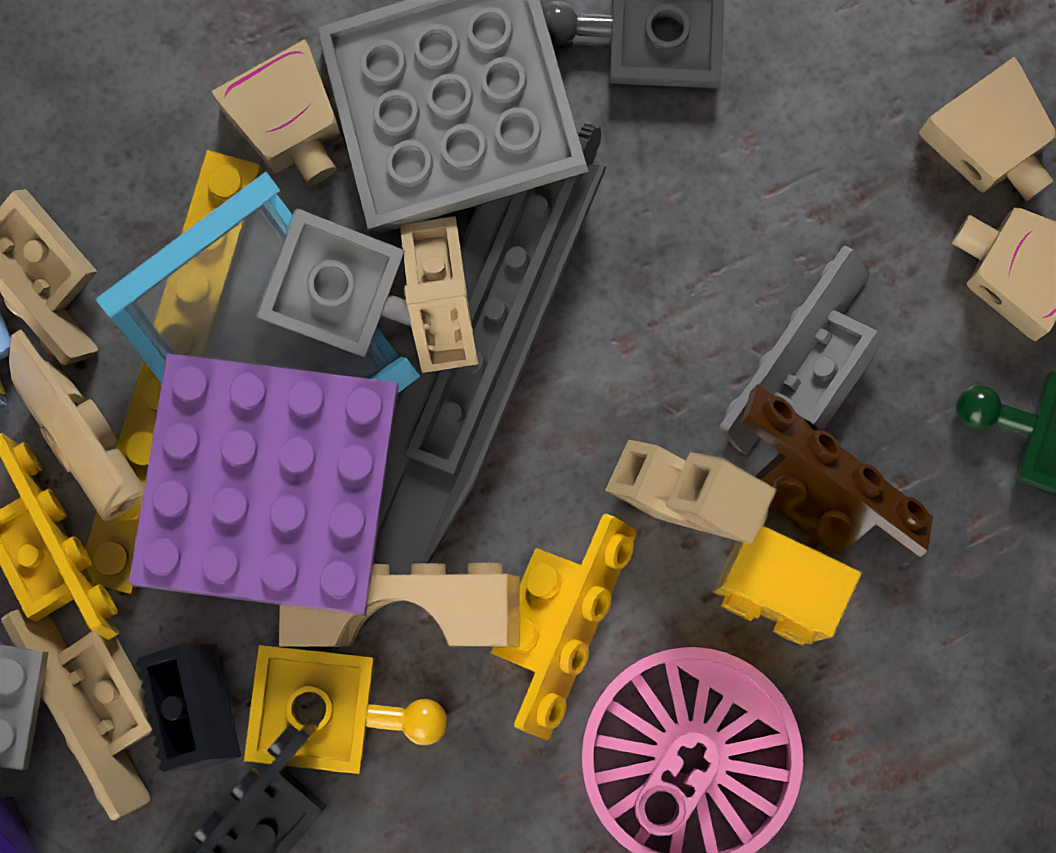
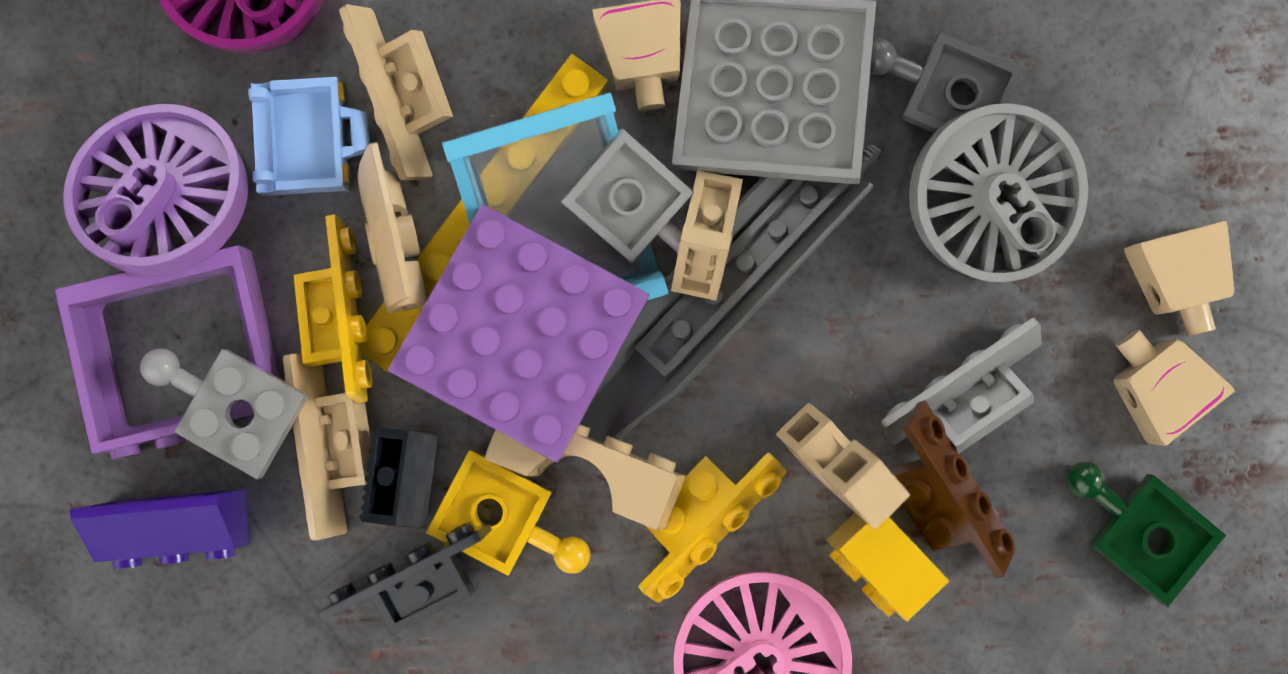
camera: 20 degrees right, 5 degrees up
(774, 120) = (1018, 203): none -> light grey piece

